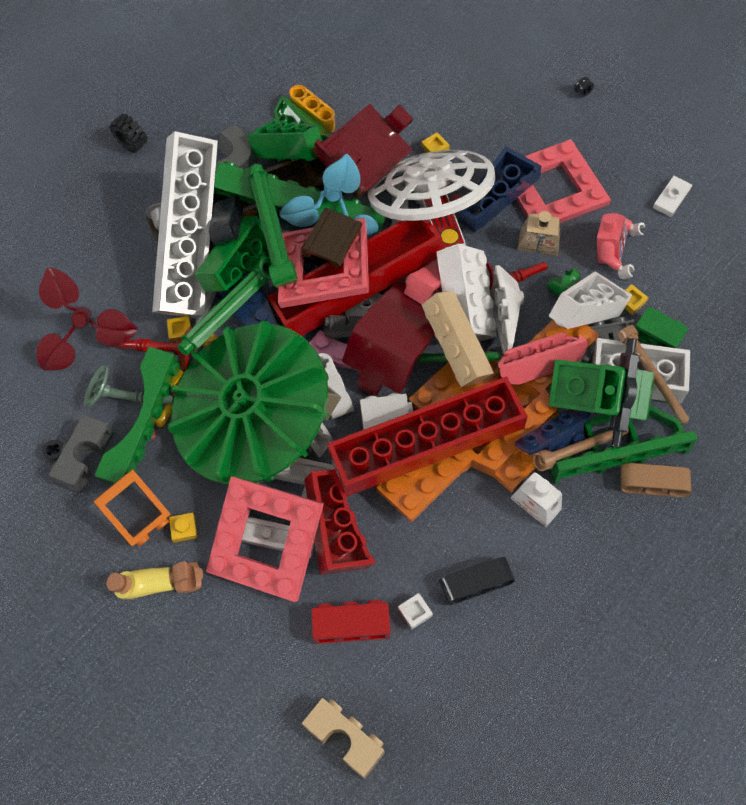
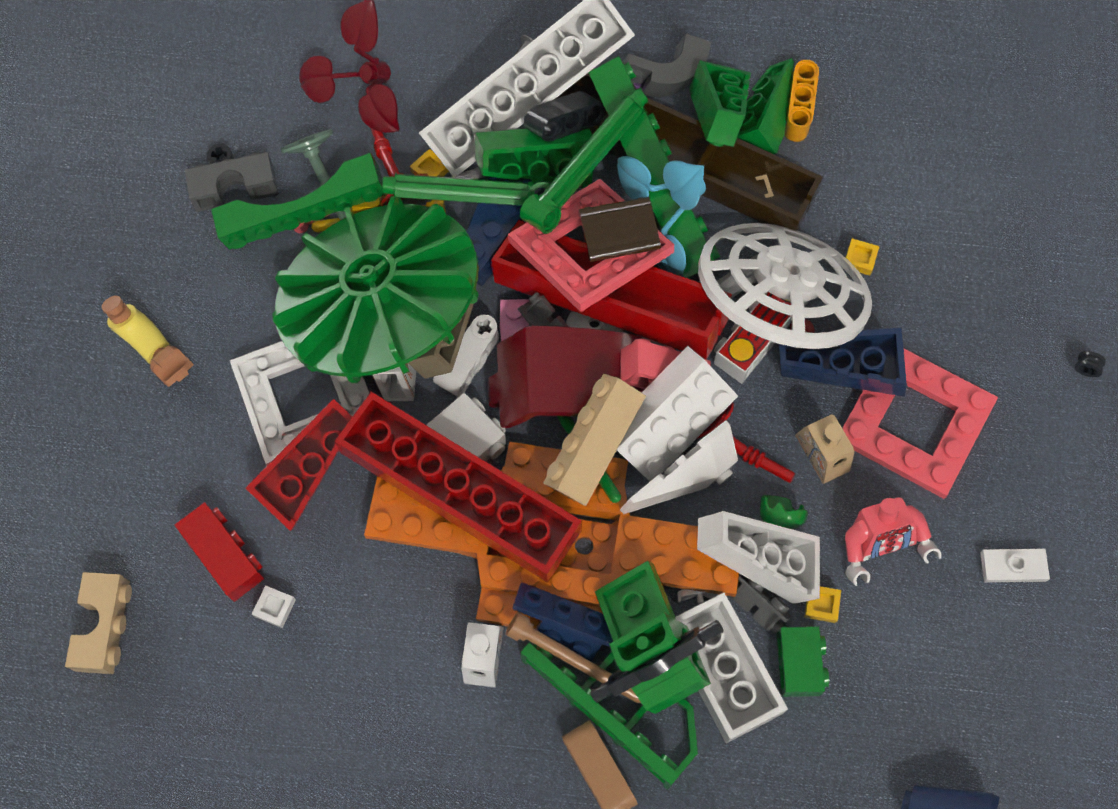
camera: 55 degrees right, 5 degrees up
(142, 536) = (224, 270): orange window -> none
(183, 527) = (221, 327): yellow plate -> none
(304, 518) = (285, 423): coral plate -> none
(370, 142) = (768, 185): dark red panel -> none
(476, 580) = (347, 647): black beam -> none
(538, 357) = (643, 540): coral brick -> none
(631, 332) = (747, 628): medium nougat piece -> none

